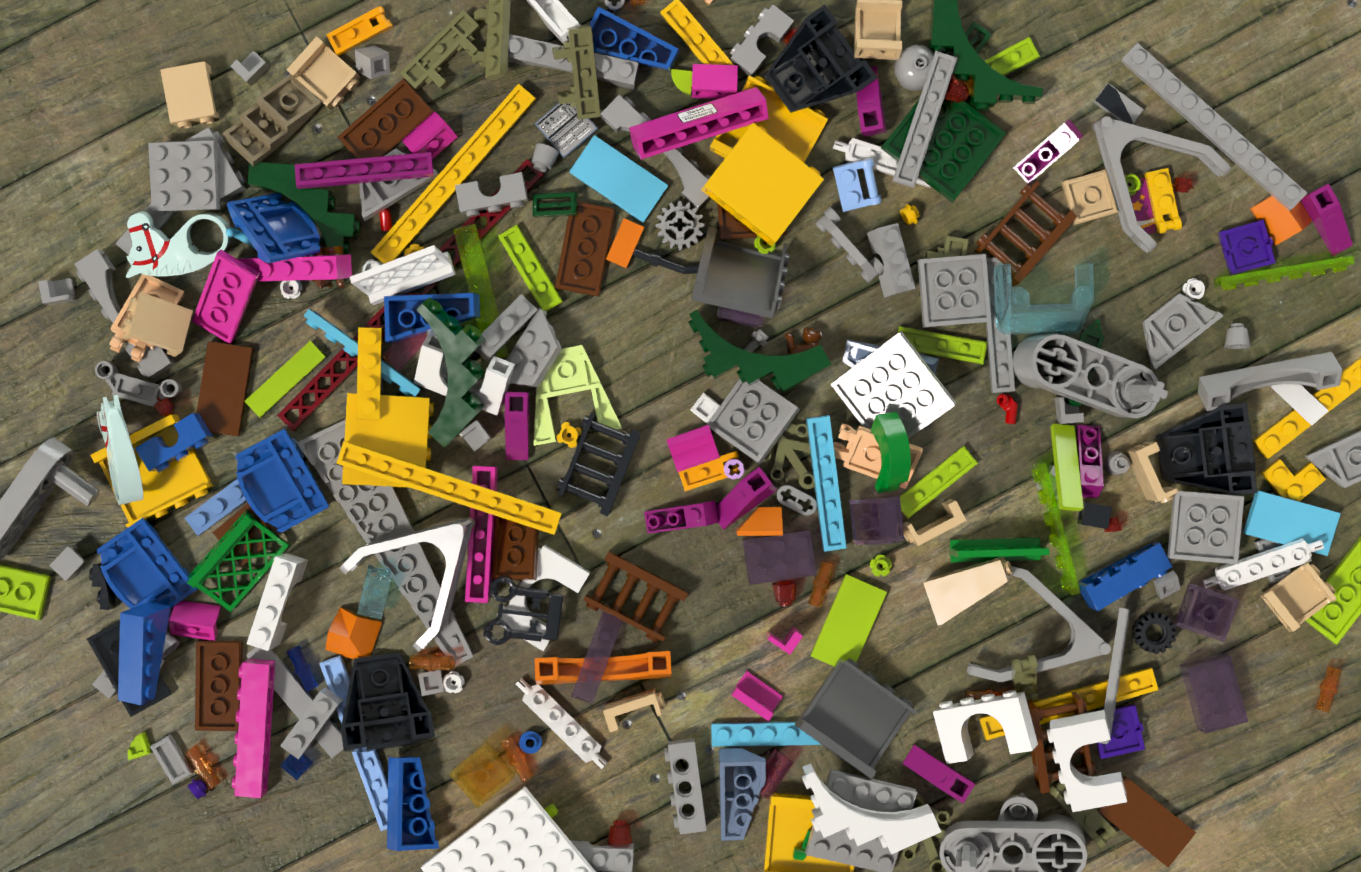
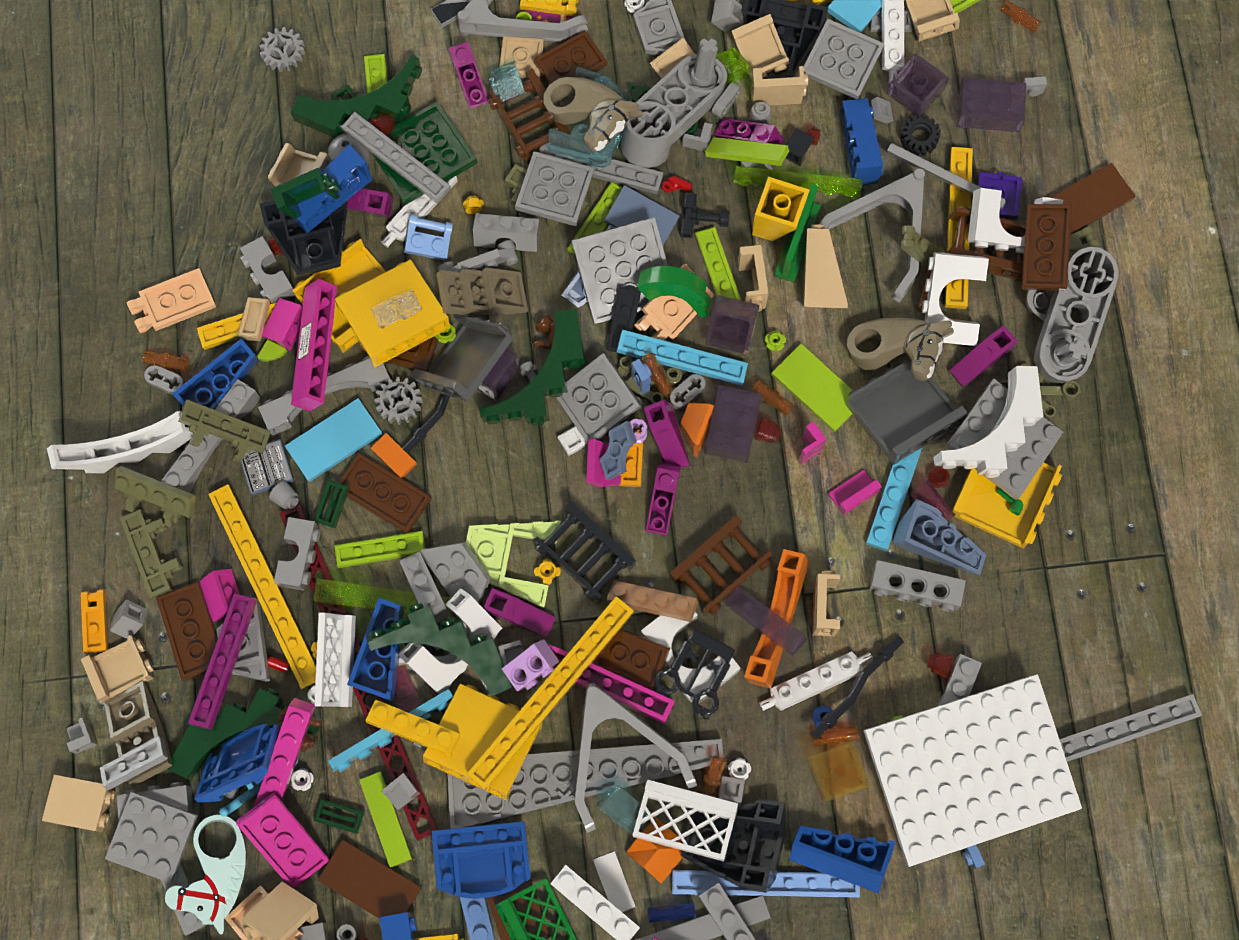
camera: 65 degrees left, 15 degrees down
(240, 130) = (133, 763): none -> light grey plate
(281, 337) = (358, 821): none -> dark green tile
(310, 606) = (614, 881): none -> white sticker
(313, 384) = (401, 791): none -> light grey panel
(402, 650) = (689, 800): none -> white fence
(466, 459) = (529, 663): none -> lavender brick
(527, 750) = (830, 719): none -> black bar
(575, 546) = (654, 601): none -> medium nougat plate
(706, 50) = (254, 319): none -> tan tile
(714, 458) = (614, 460): none -> sand blue tile
(762, 189) = (396, 307): none -> clear slope
(789, 453) = (641, 376): none -> medium blue plate
(795, 769) = (943, 473): none -> clear red plate
(799, 466) = (658, 374): none -> clear orange pin
(818, 262) = (482, 292): none -> dark tan slope
(826, 36) = (302, 188): none -> dark green panel
(846, 410) = (624, 316): none -> black tile
(861, 70) = (351, 174): none -> blue wedge
(928, 688) = (915, 337): none -> dark tan animal
(963, 380) = (634, 207): none -> sand blue tile
(980, 438) = (693, 216): none -> black bar
(1012, 525) = (779, 209): none -> yellow slope
(1052, 196) = (506, 81): none -> clear light blue brick
(1055, 296) = (592, 101): none -> dark tan animal
(1069, 802) = (1047, 247): none -> reddish brown tile
(1103, 246) = (567, 56): none -> reddish brown tile
(1119, 424) = (726, 99): none -> light grey beam
(1144, 352) = (672, 57): none -> tan tile
(1162, 416) = (735, 65): none -> clear neon green slope
(1187, 439) = (761, 46): none -> tan panel
(1252, 730) = (1035, 85): none -> light grey plate

